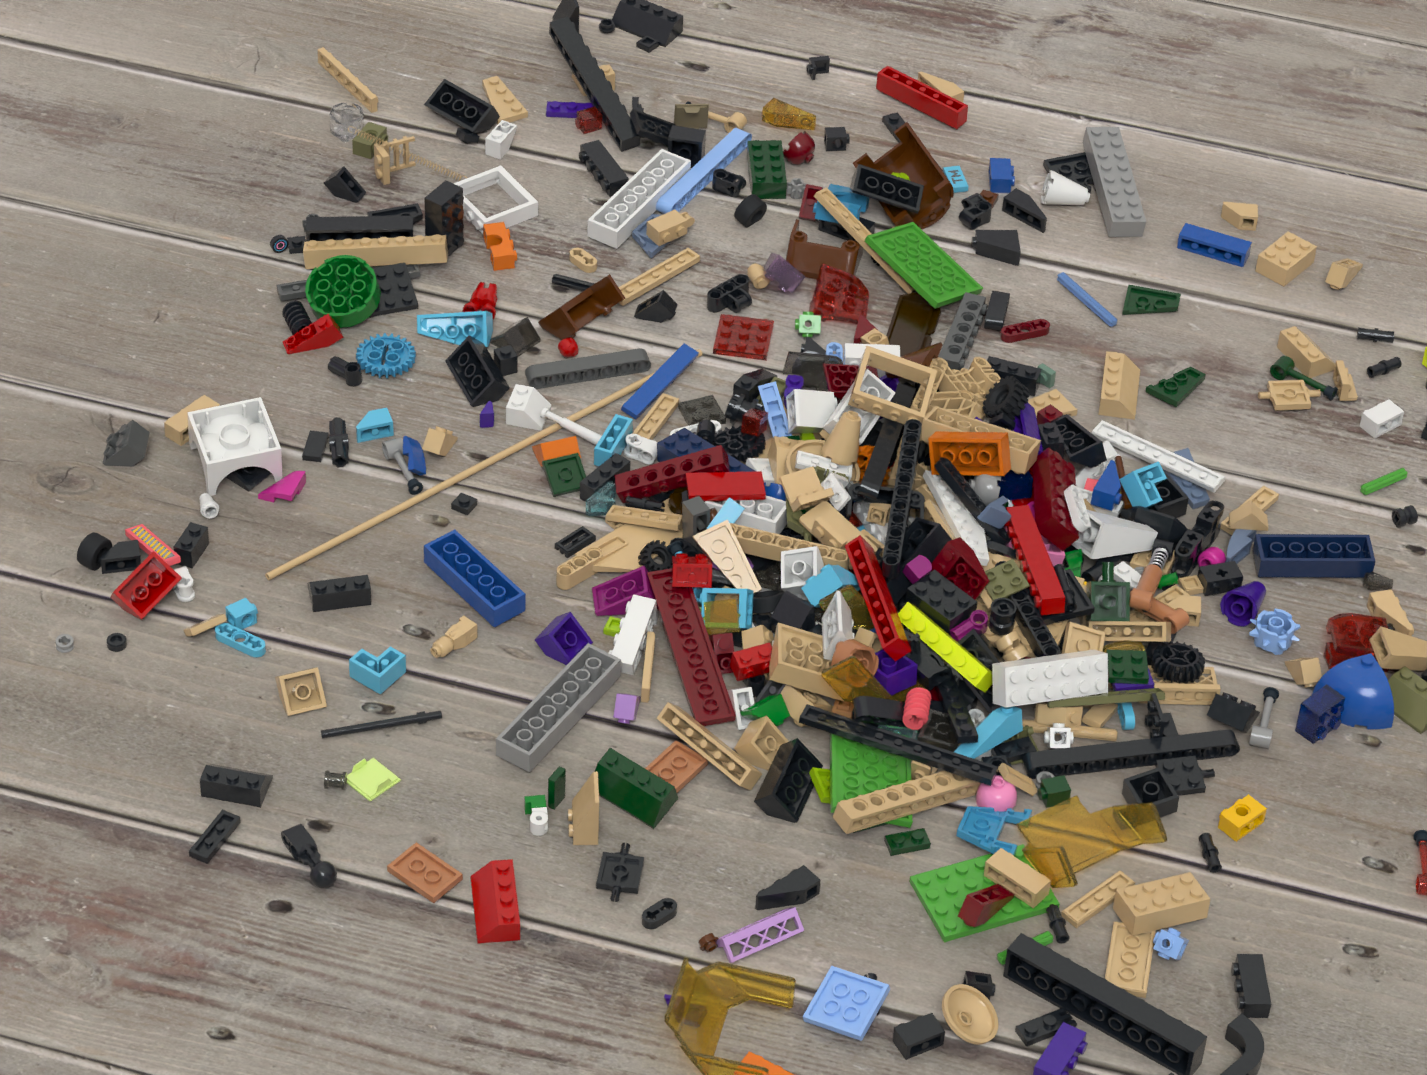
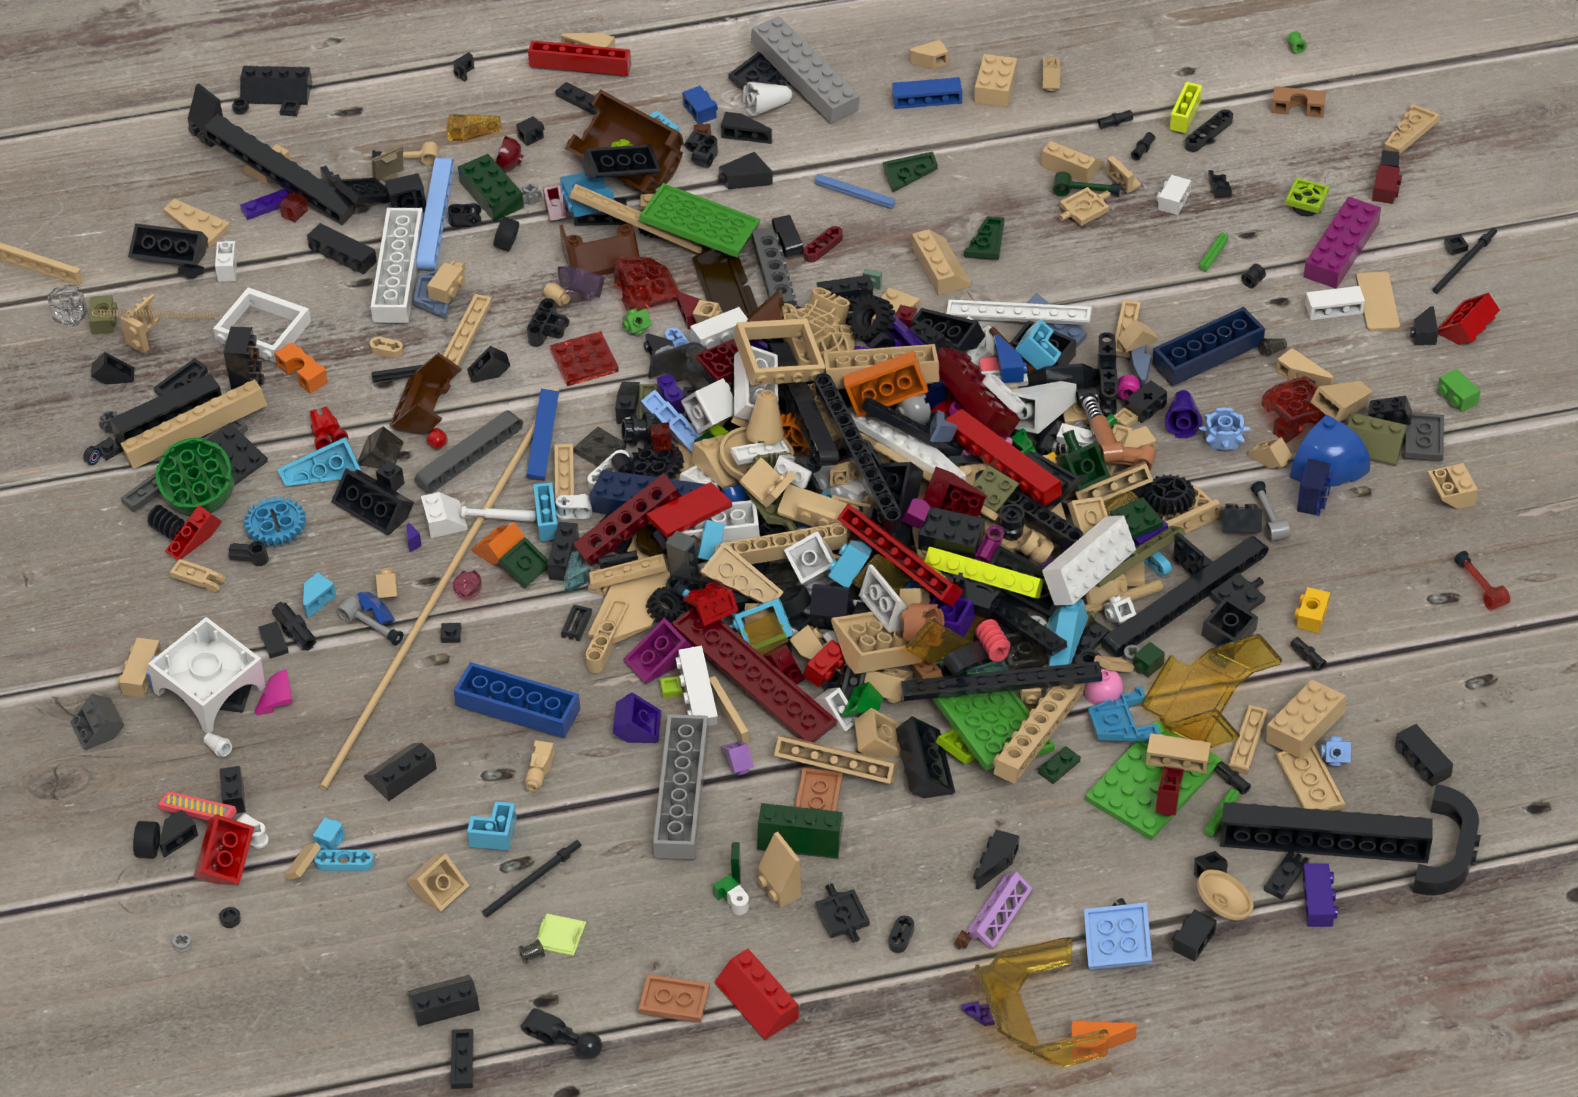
camera: 25 degrees left, 5 degrees up
(291, 370) = (197, 575): none -> tan hinge
(504, 471) = (467, 584): none -> clear pink hair

